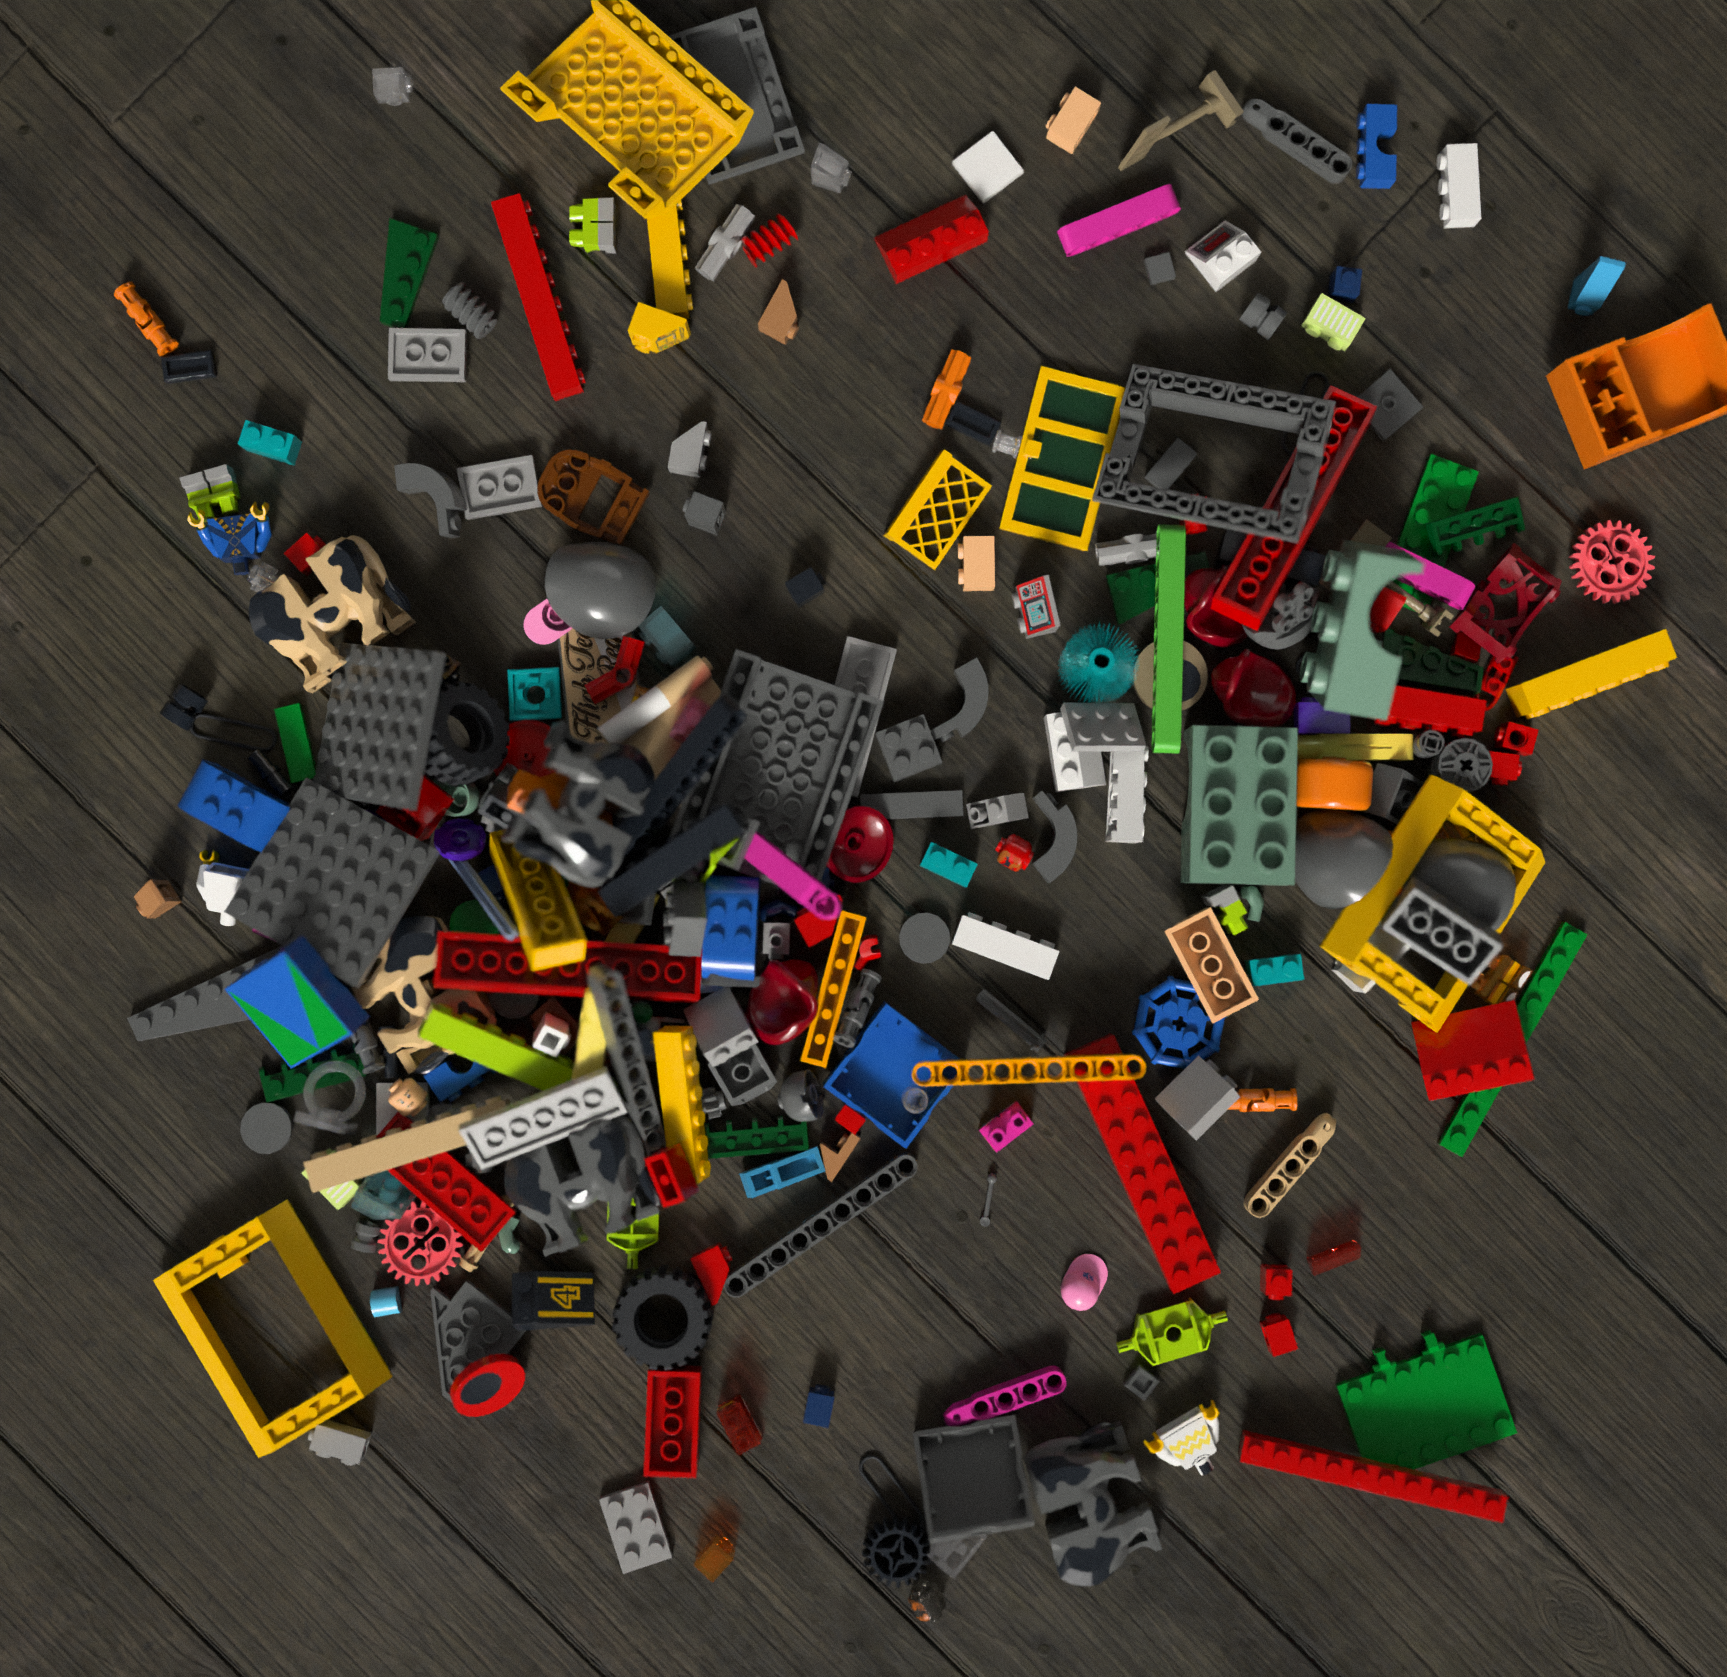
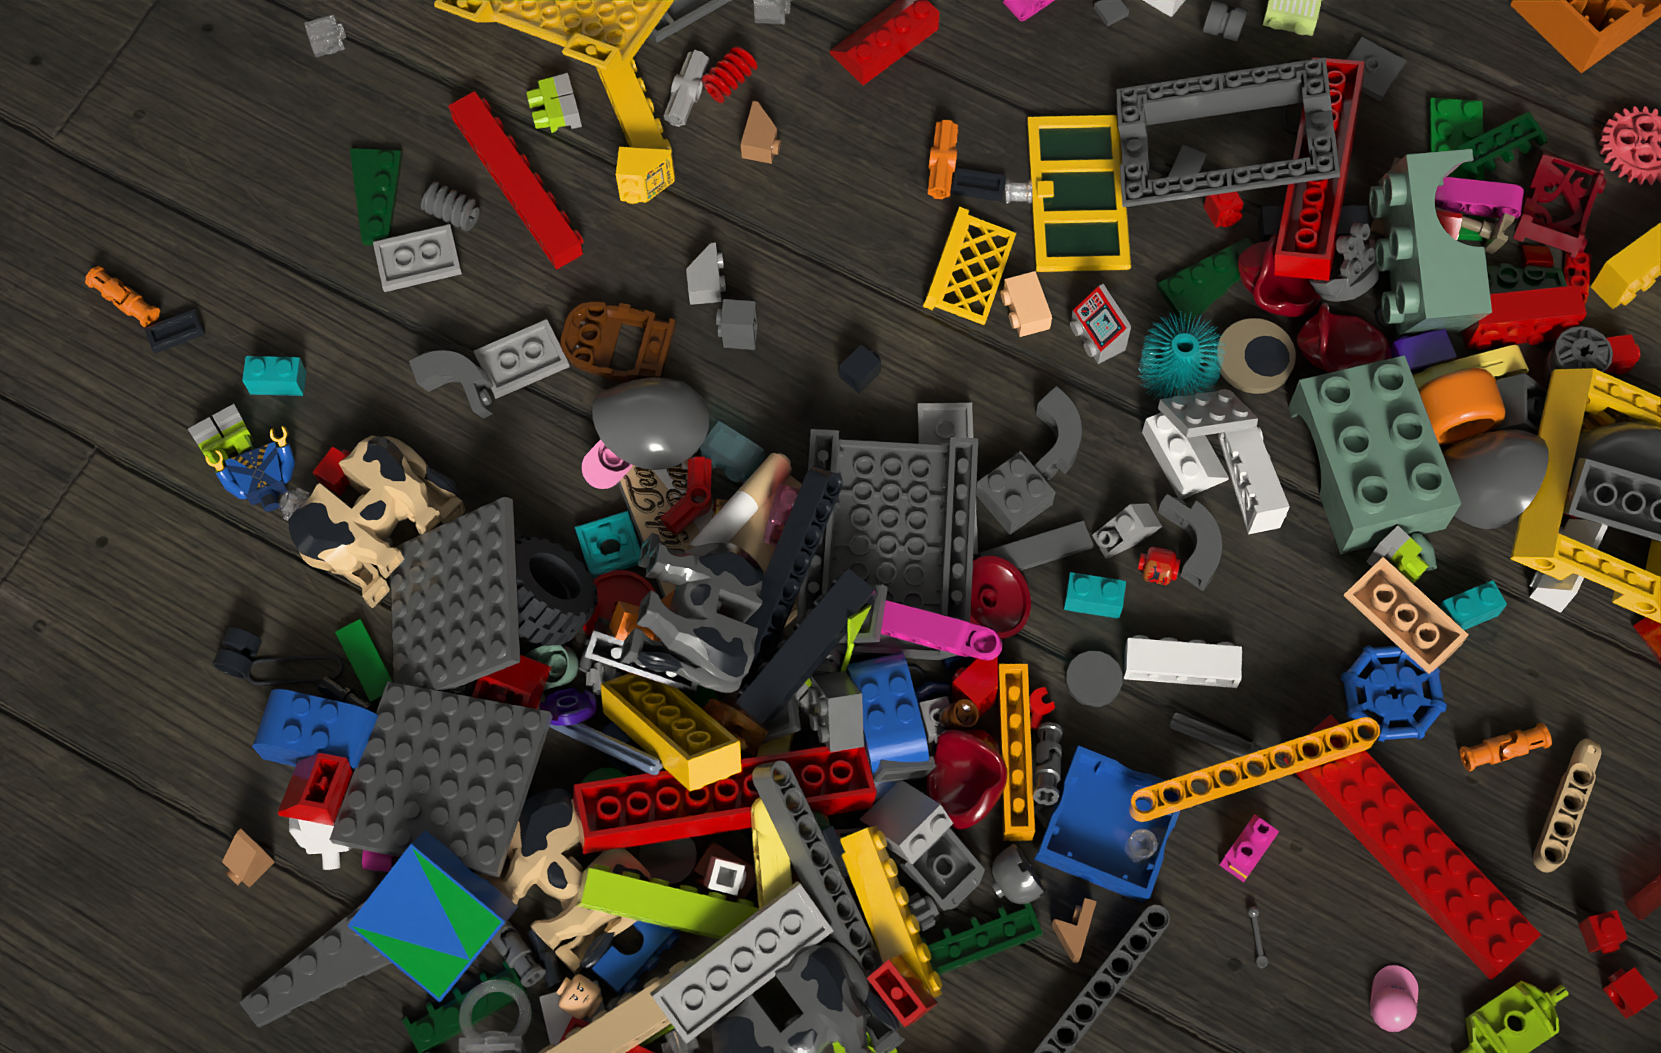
camera: 10 degrees left, 20 degrees down
(222, 863) = (317, 789): none -> red slope
(782, 1172) = (1020, 968): dark azure slope -> none
(797, 950) = (959, 715): none -> reddish brown wheel
(850, 1118) = (1078, 884): red slope -> none
(1129, 549) = (1177, 251): light grey piece -> none
(1168, 638) = (1243, 319): bright green beam -> none
(1198, 1096) = (1443, 756): light grey brick -> none
(1423, 746) = (1538, 347): dark grey wheel -> none
(1526, 735) = (1628, 317): red brick -> none

